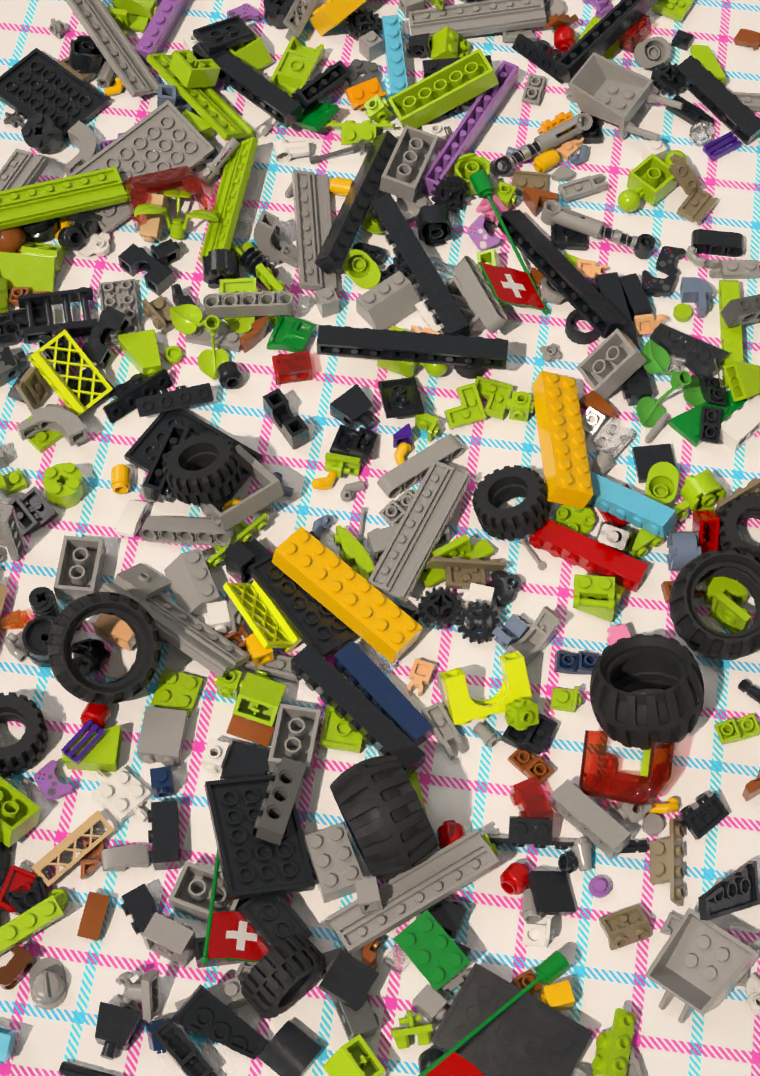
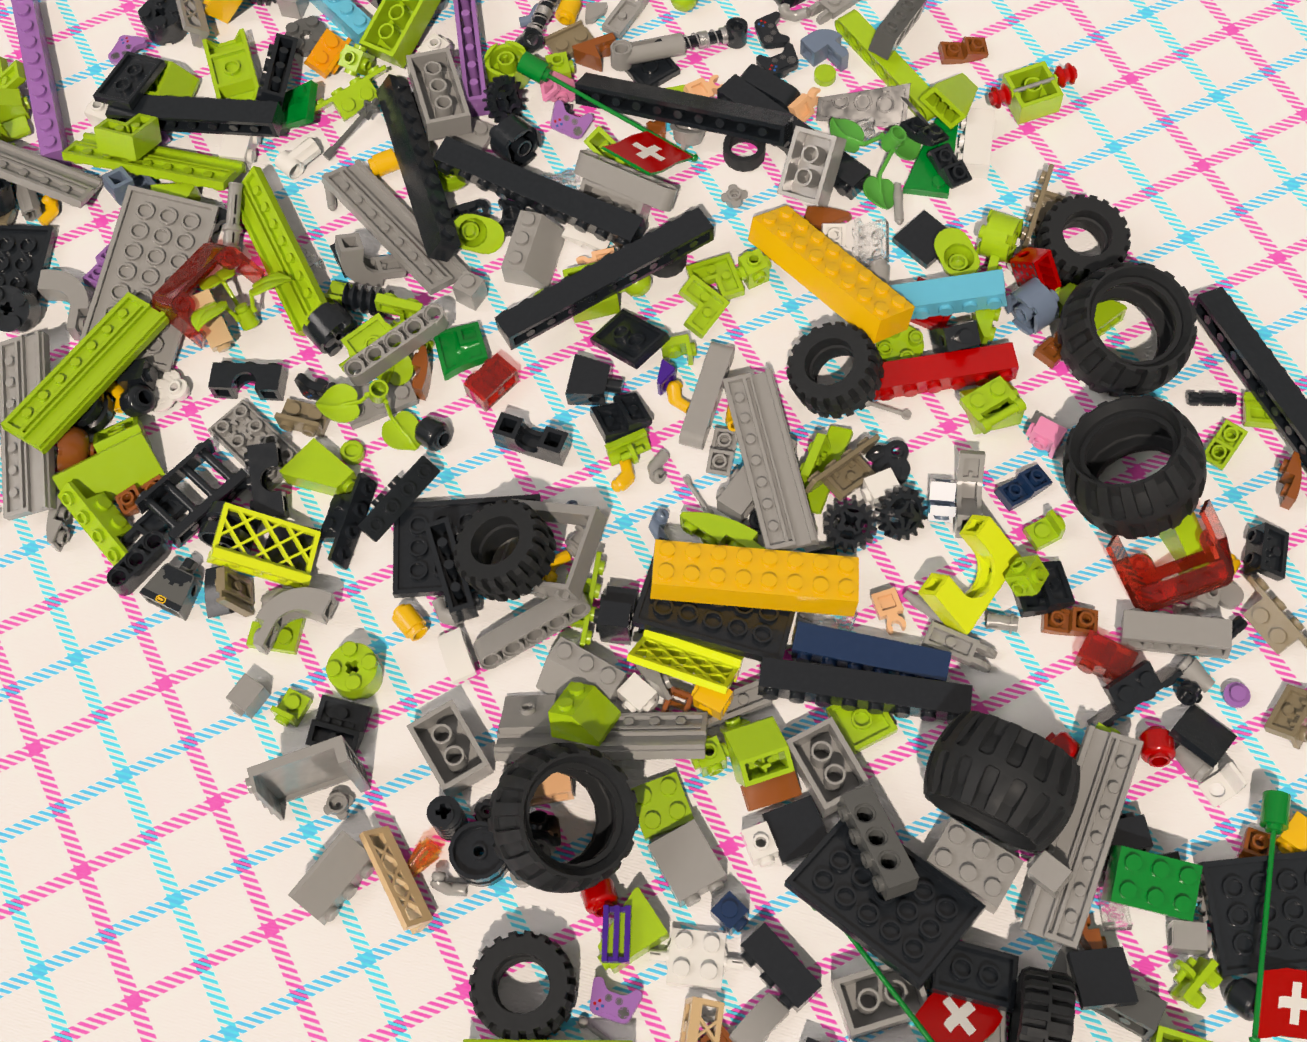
camera: 30 degrees left, 5 degrees up
(166, 252) = (254, 348): black brick -> none
(171, 601) = (582, 715): none -> lime slope
(729, 613) = (1130, 337): lime plate -> none

